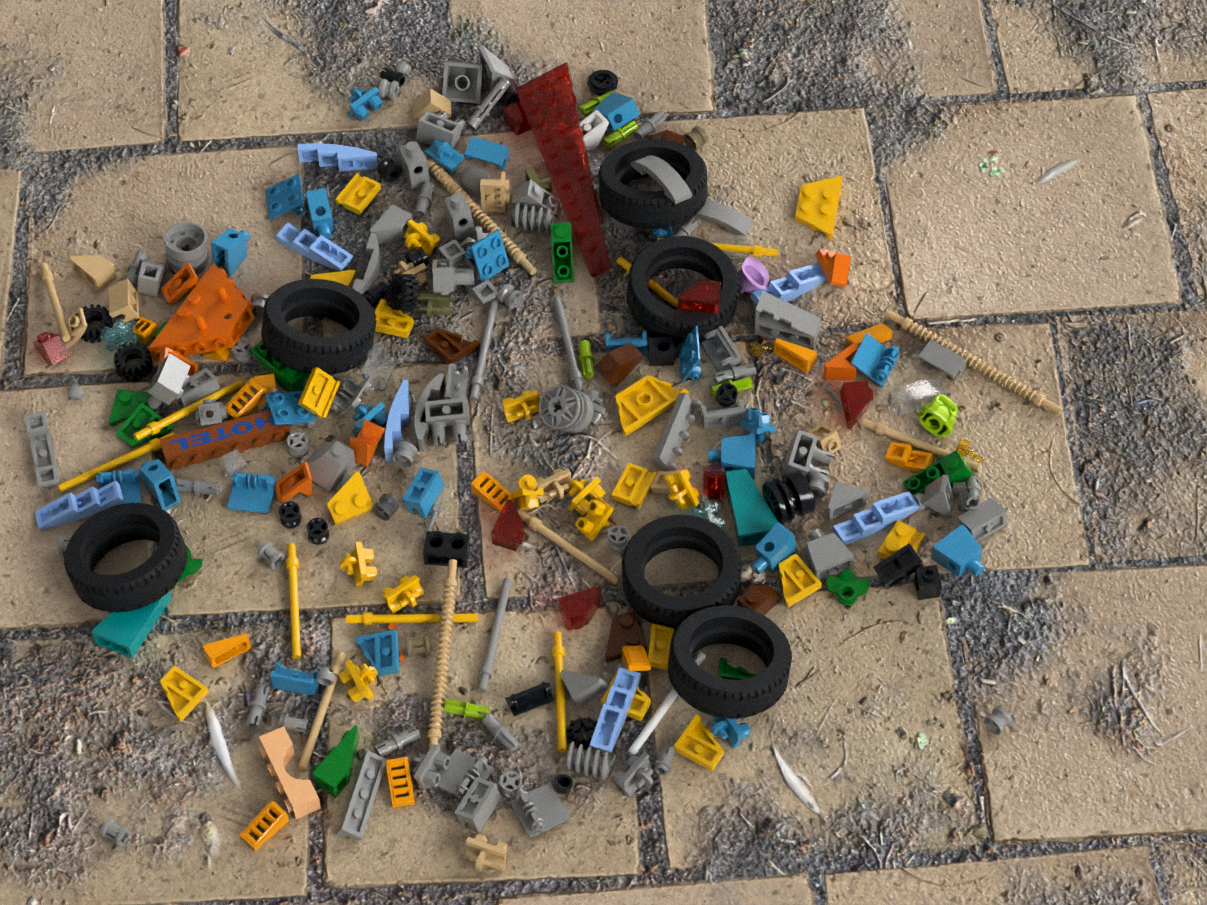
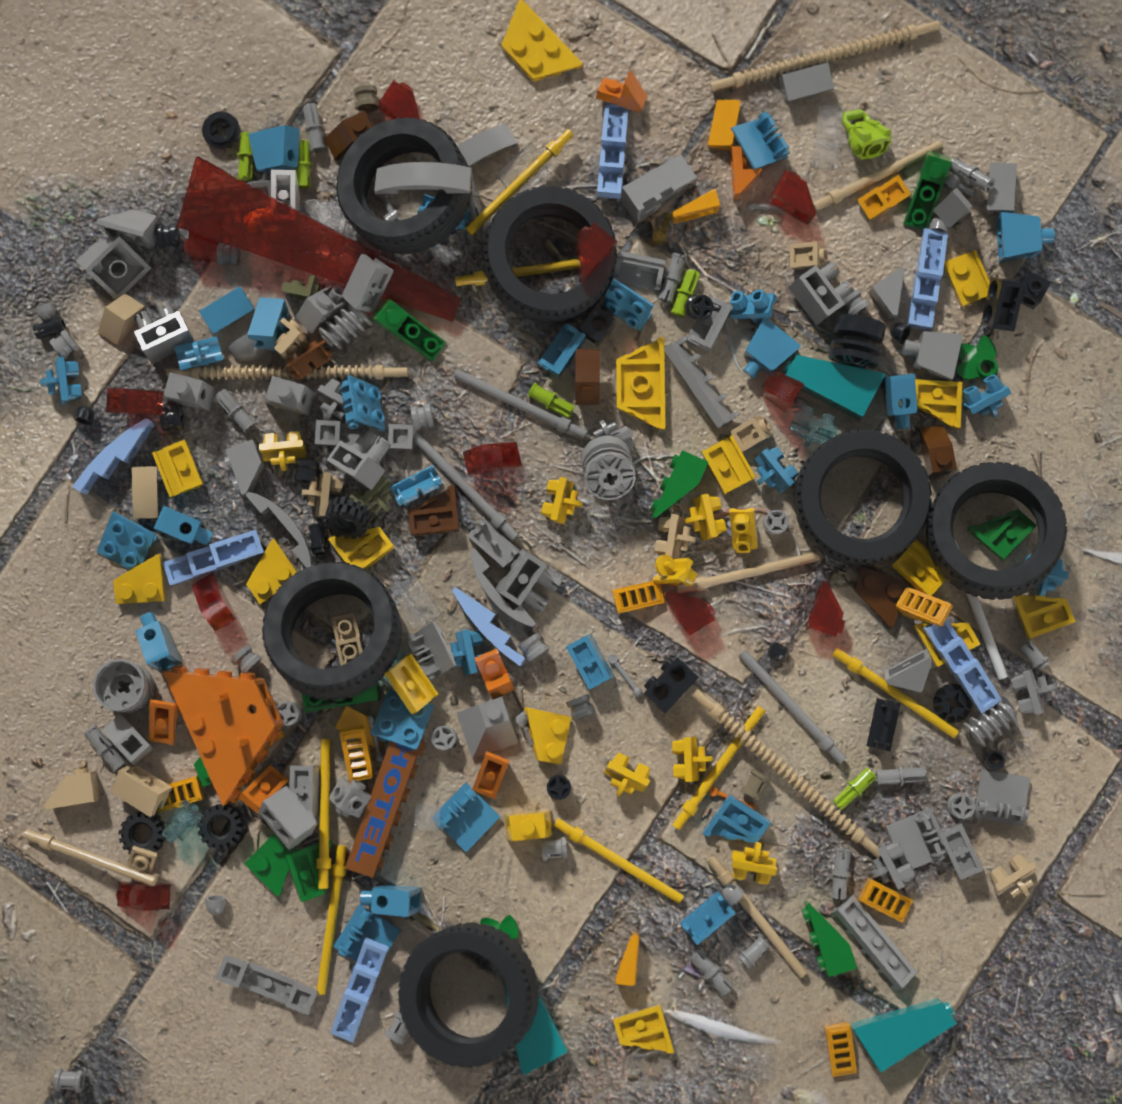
camera: 50 degrees left, 30 degrees up
(198, 486) = (421, 863): light grey pin -> none
(265, 221) = (141, 583): none -> yellow wing
(271, 521) = (528, 825): none -> yellow torso
(283, 265) = (213, 602): none -> clear red slope
(290, 509) = (520, 800): black wheel -> none
(299, 794) = (835, 999): light nougat arch -> none
(309, 854) = (902, 1031): none -> teal slope
(333, 182) = (145, 492): none -> tan slope
(351, 127) = (84, 415): none -> black hinge
(381, 140) = (134, 401): none -> clear red slope
(459, 322) = (415, 485): none -> dark azure hinge
(484, 108) = (167, 266): light grey pin -> none
(493, 171) = (266, 322): none -> dark azure hinge
(500, 212) = (299, 365): none -> dark orange hinge
(516, 350) = (491, 458): none -> clear red slope
(524, 132) = (227, 254): none -> dark grey wheel
(526, 599) = (778, 650): none -> black hinge
(570, 205) = (367, 283): none -> light grey hinge
(600, 463) = (683, 479): none -> green slope
(652, 511) = (773, 472): none -> dark azure hips
(681, 489) = (776, 430): yellow hips -> none
(711, 154) = (399, 102): none -> clear red slope
(752, 276) = (578, 174): lavender piece -> none
(815, 600) = (988, 400): none -> dark azure hips
(828, 528) = (901, 332): none -> black hinge
(963, 448) = (910, 140): clear yellow hand -> none

